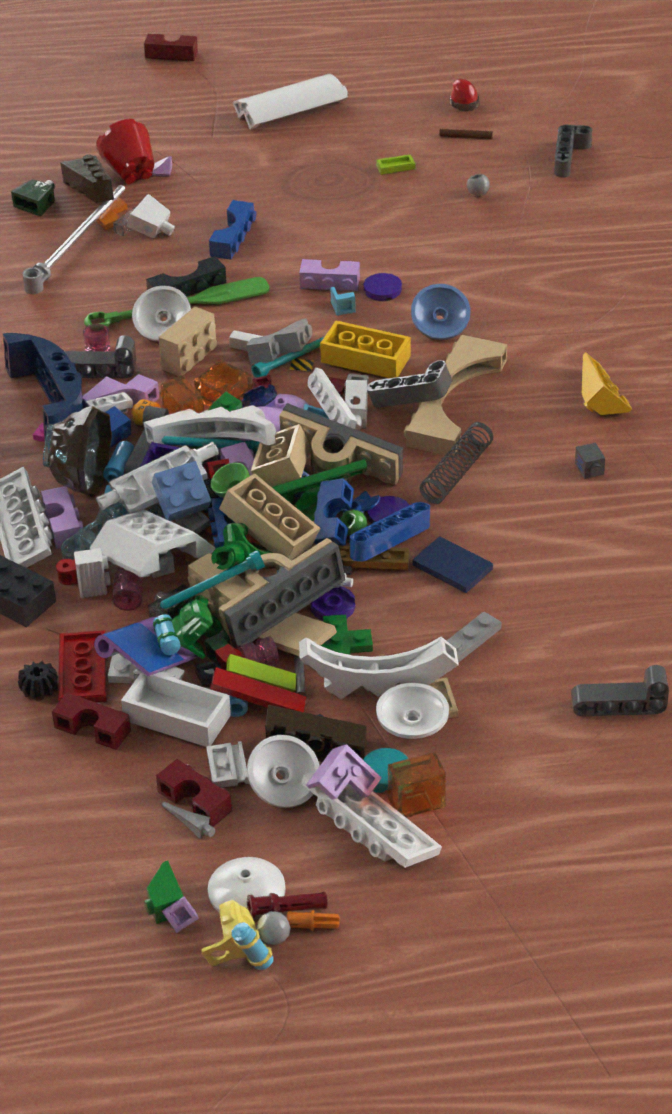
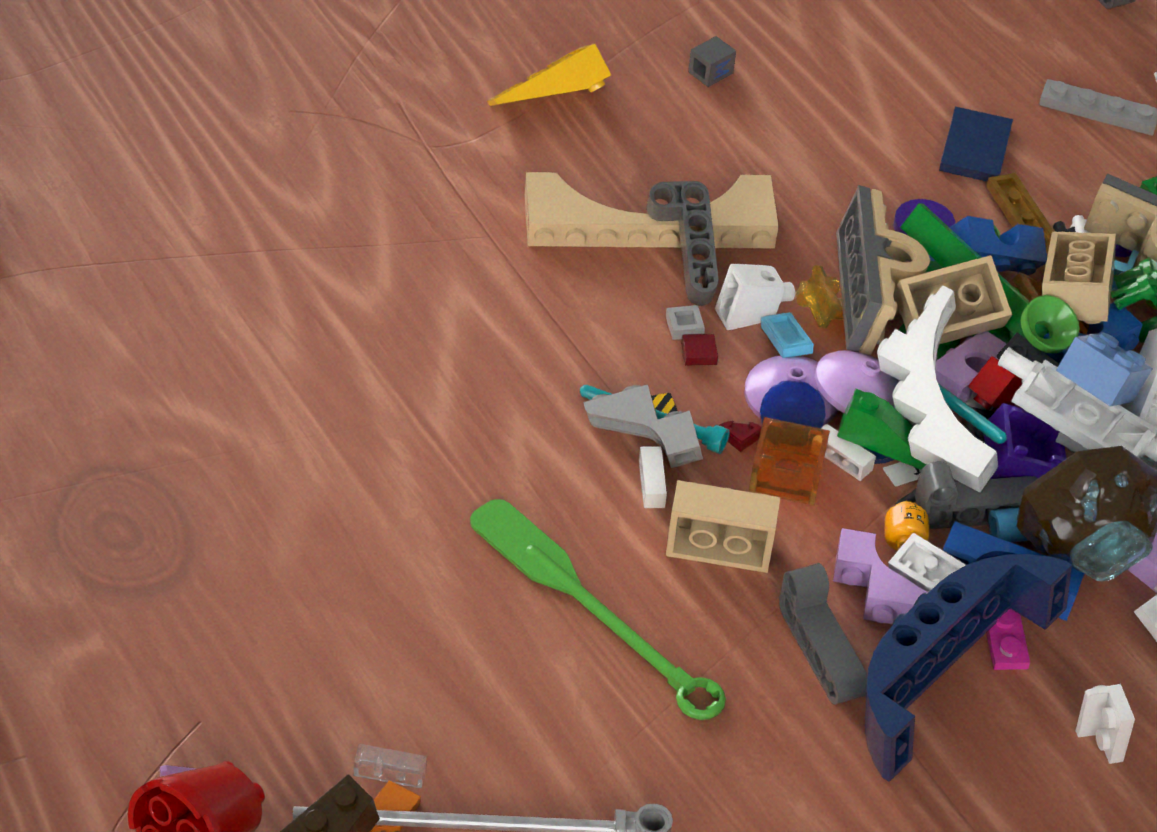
camera: 120 degrees left, 5 degrees up
(96, 338) = (779, 655): clear pink wheel -> none
(150, 218) = (388, 718): white torso -> none
(155, 305) = (665, 590): white dish -> none
(180, 396) = (879, 477): clear orange container -> none
(208, 274) = (507, 583): black arch -> none
(226, 242) = (397, 590): blue arch -> none
(330, 399) = (771, 312): white plate -> none
(342, 303) = (495, 396): medium azure panel -> none
(343, 277) = (441, 446): lavender arch -> none
(365, 349) = (615, 322): yellow brick -> none
(382, 286) = (419, 364): dark purple tile -> none
(389, 531) = (984, 191): blue beam -> none
(395, 164) = (39, 447): lime tile -> none
(437, 483) = (867, 179): dark grey piece -> none
(440, 301) = (480, 262): medium blue dish -> none
(478, 184) = (86, 312): light grey piece -> none

